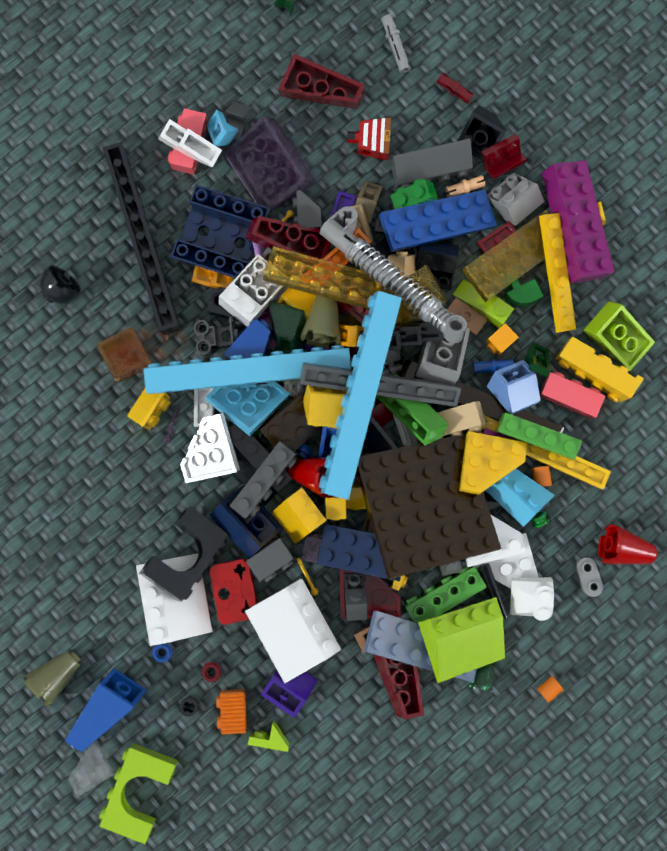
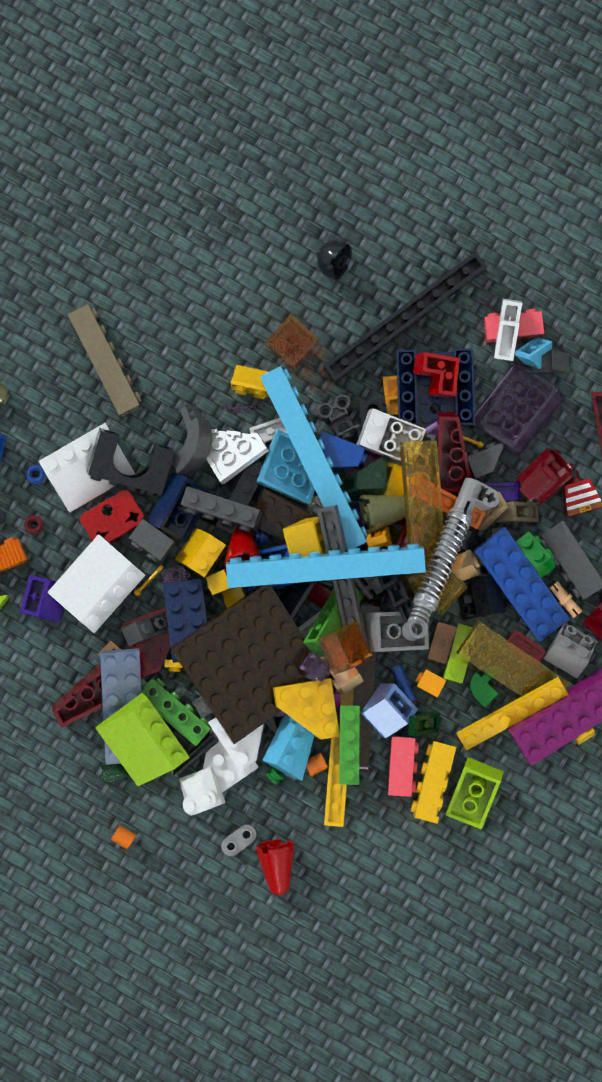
camera: 75 degrees right, 0 degrees up
(72, 545) = (104, 361): none -> dark tan brick
(191, 482) = (197, 443): none -> dark grey arch
(207, 219) = (442, 371): none -> red brick
(343, 160) = (545, 476): none -> dark red container
(446, 405) = (345, 647): none -> clear orange brick
(454, 441) = (315, 667): none -> clear purple brick

